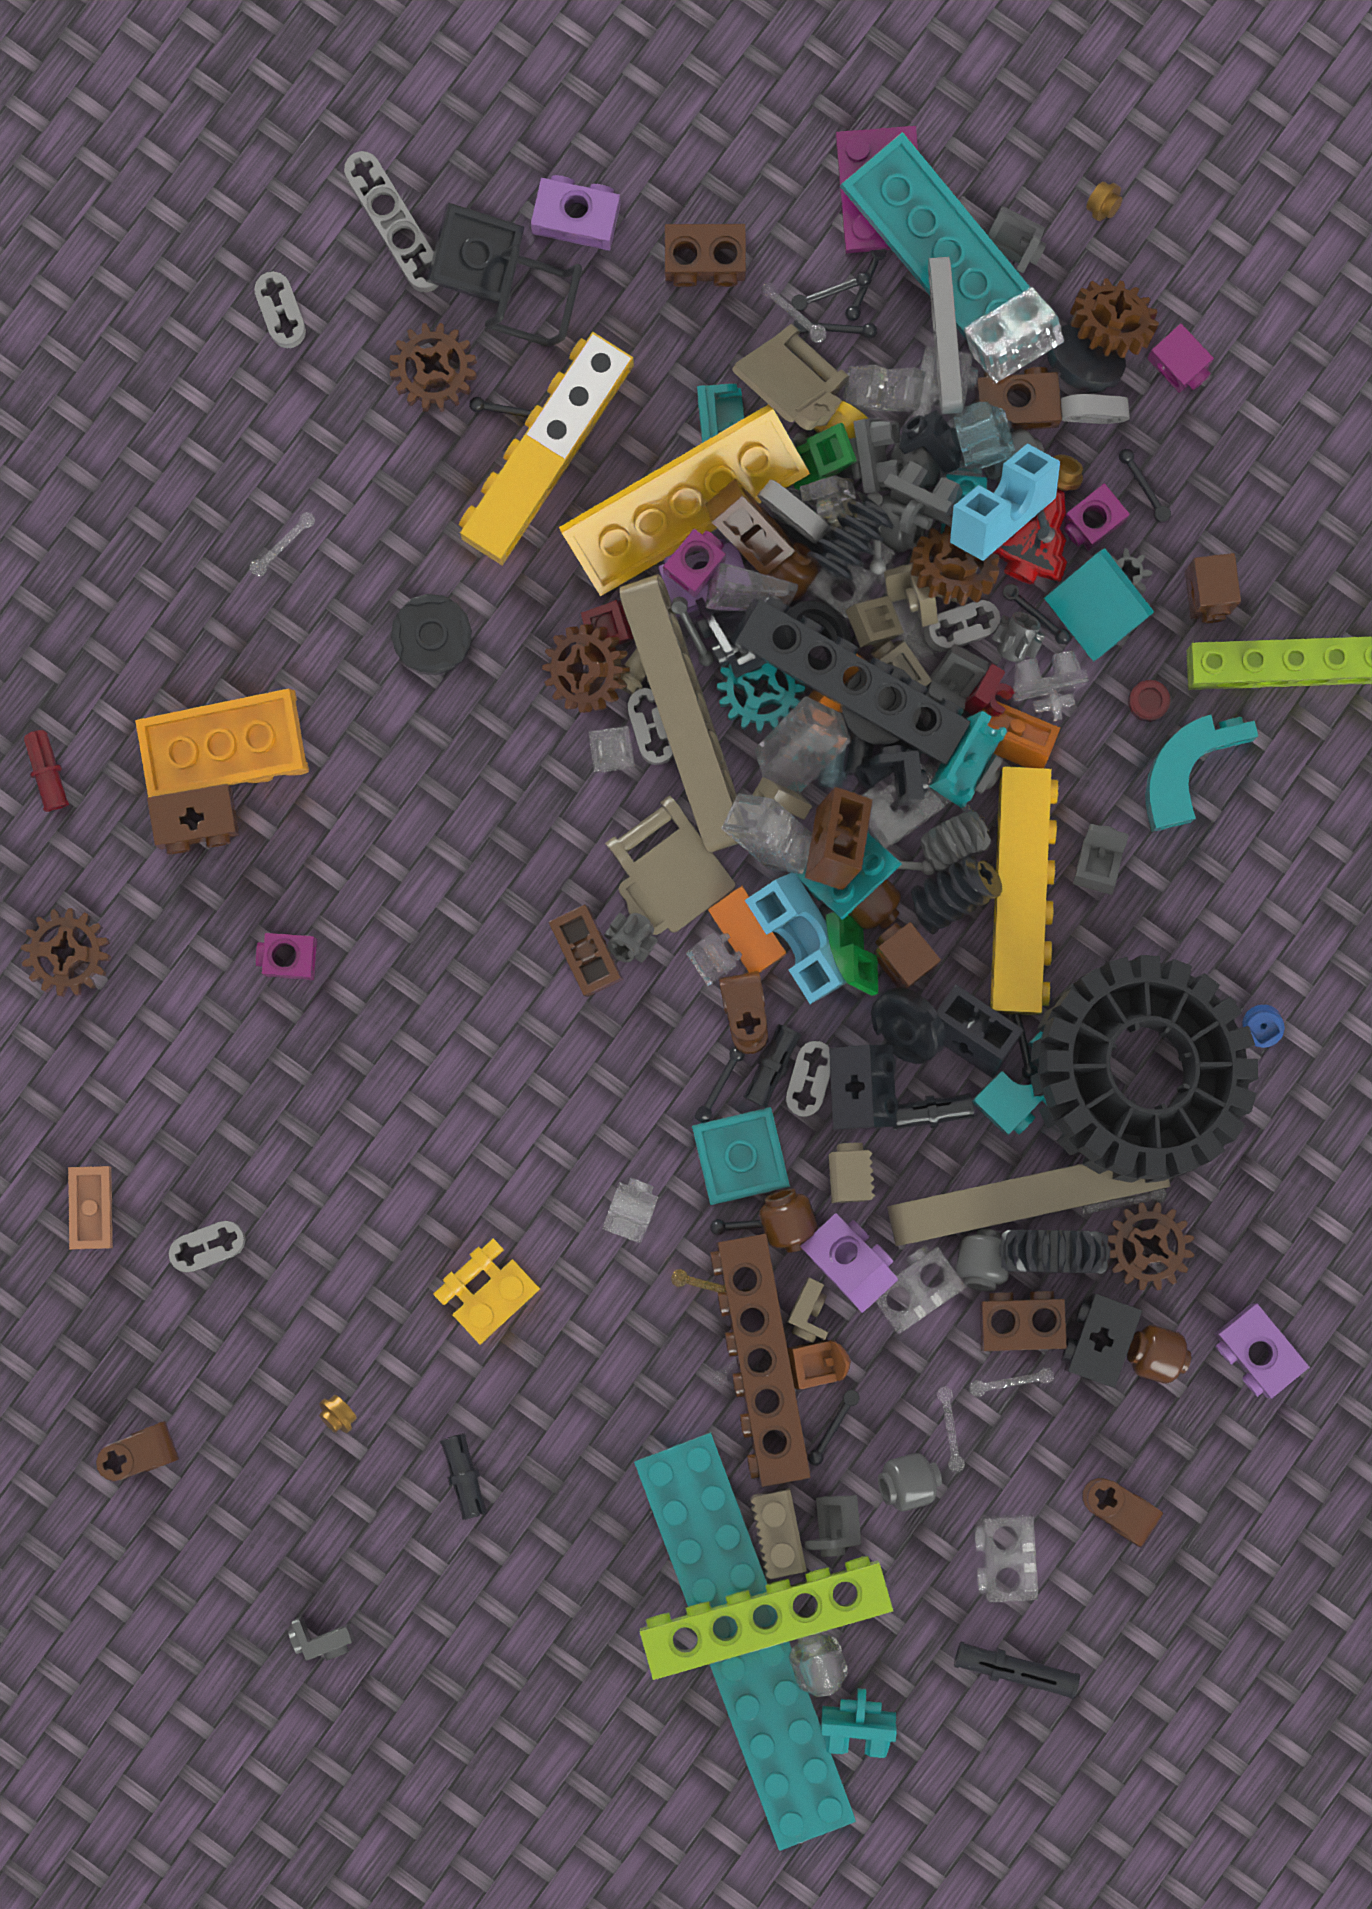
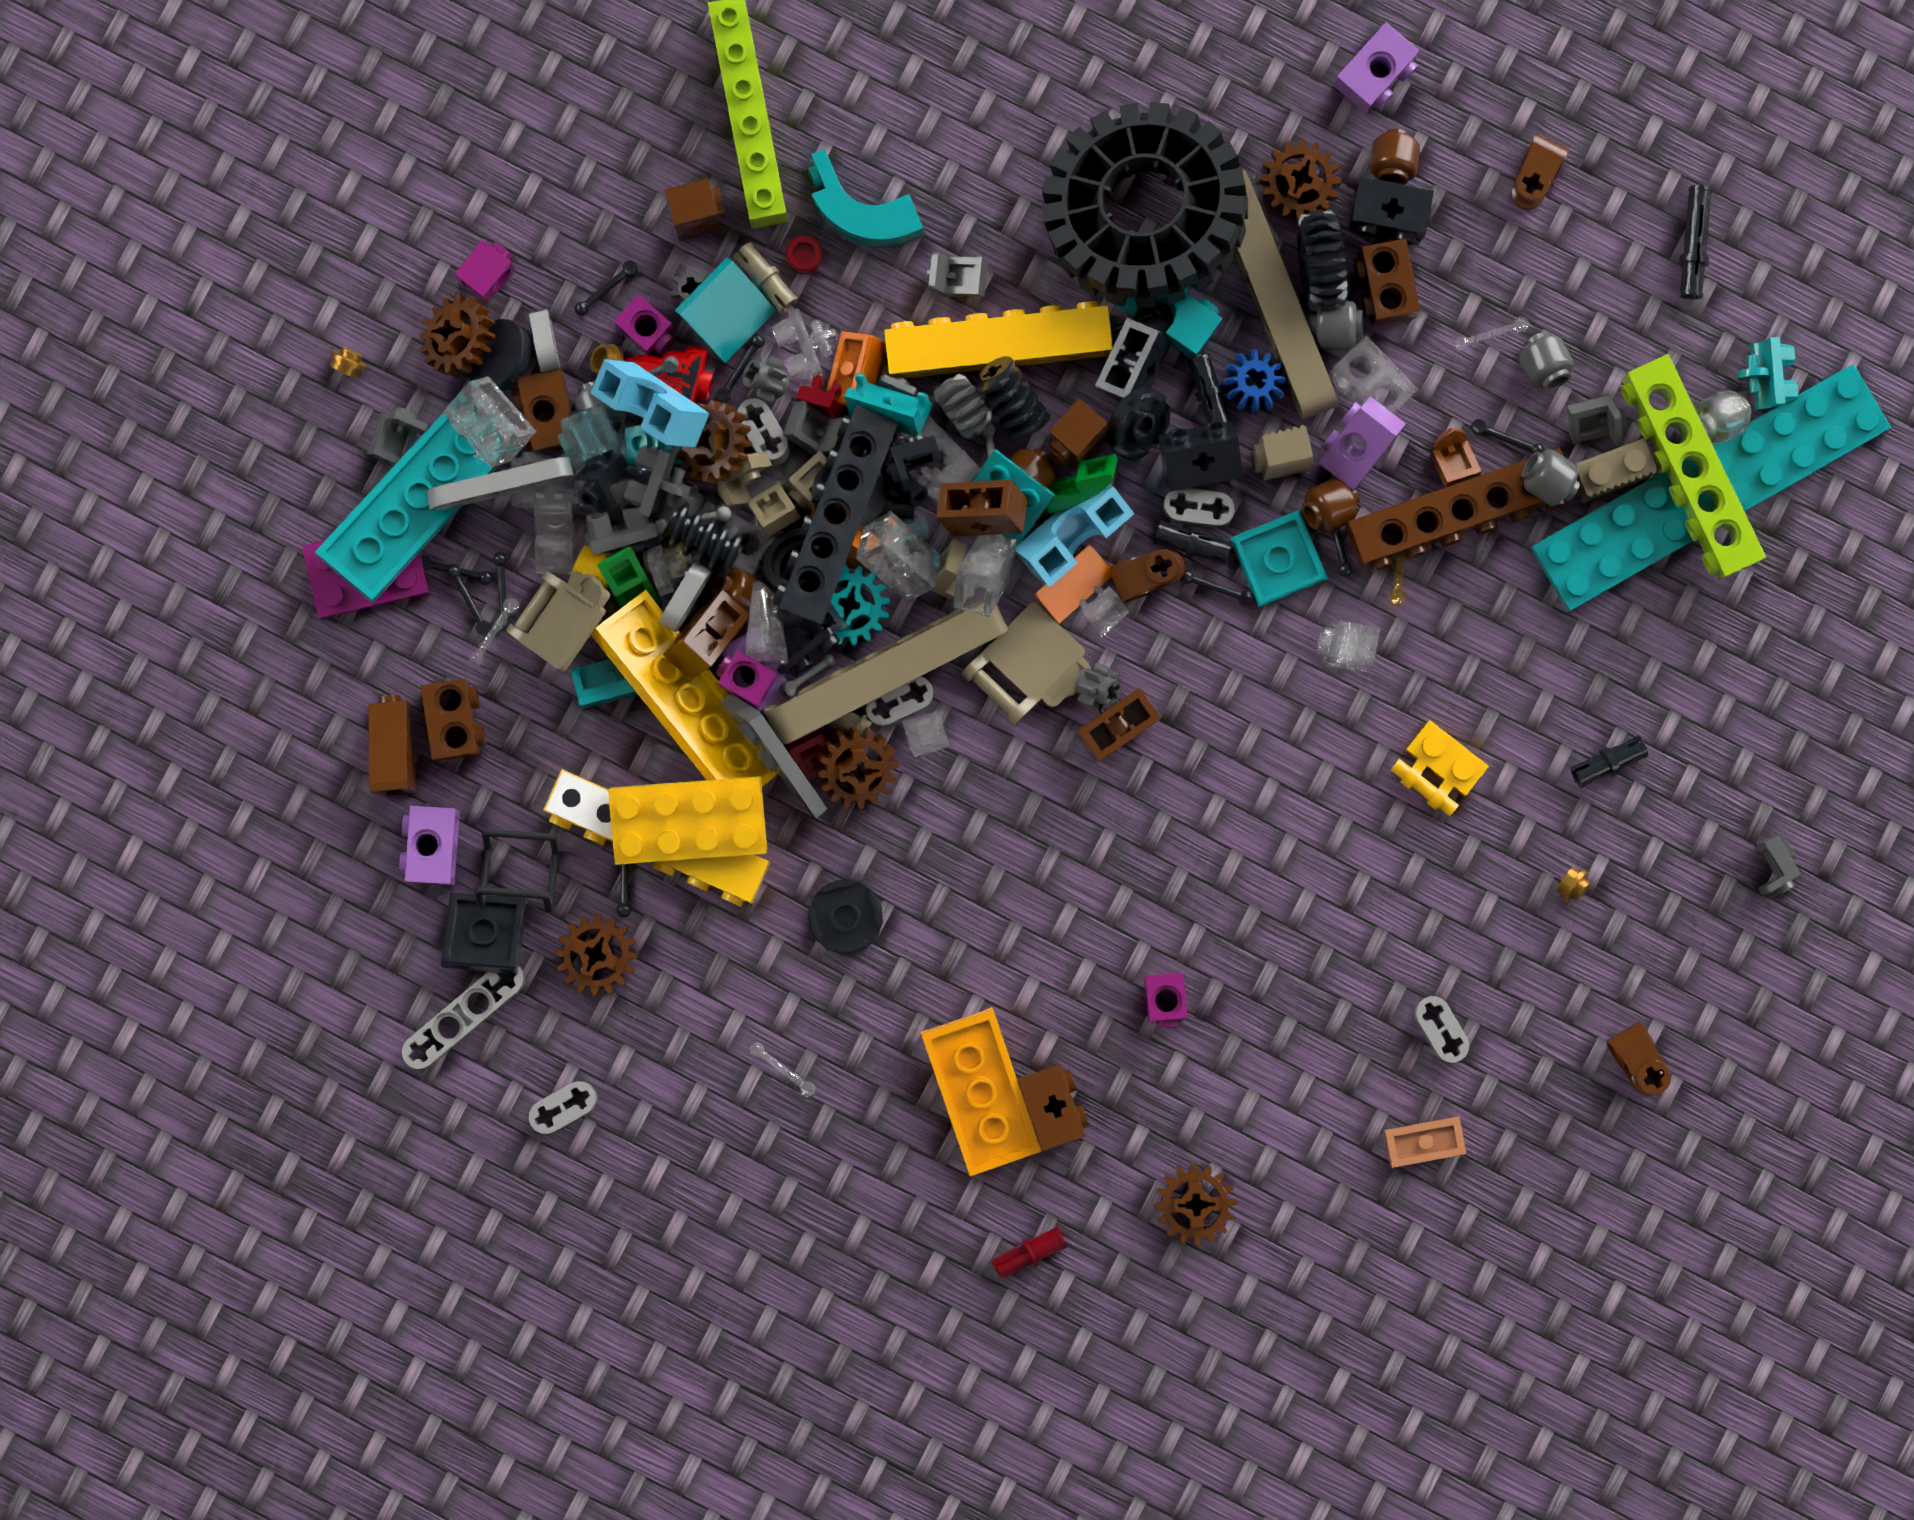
camera: 105 degrees left, 0 degrees up
(555, 478) = (687, 820): none -> yellow plate
(612, 578) = (772, 752): none -> dark grey wing
(684, 185) = (391, 747): none -> reddish brown slope
(777, 1458) = (1550, 477): none -> dark grey head
(808, 1303) = (1402, 477): dark tan bracket -> none
(923, 1154) = (1257, 369): none -> blue gear
(978, 1388) = (1450, 315): clear hinge -> none
(1019, 1556) = (1595, 256): clear brick -> none
(1129, 654) = (765, 278): none -> dark tan pin
(1265, 1025) = (1082, 107): blue tile -> none

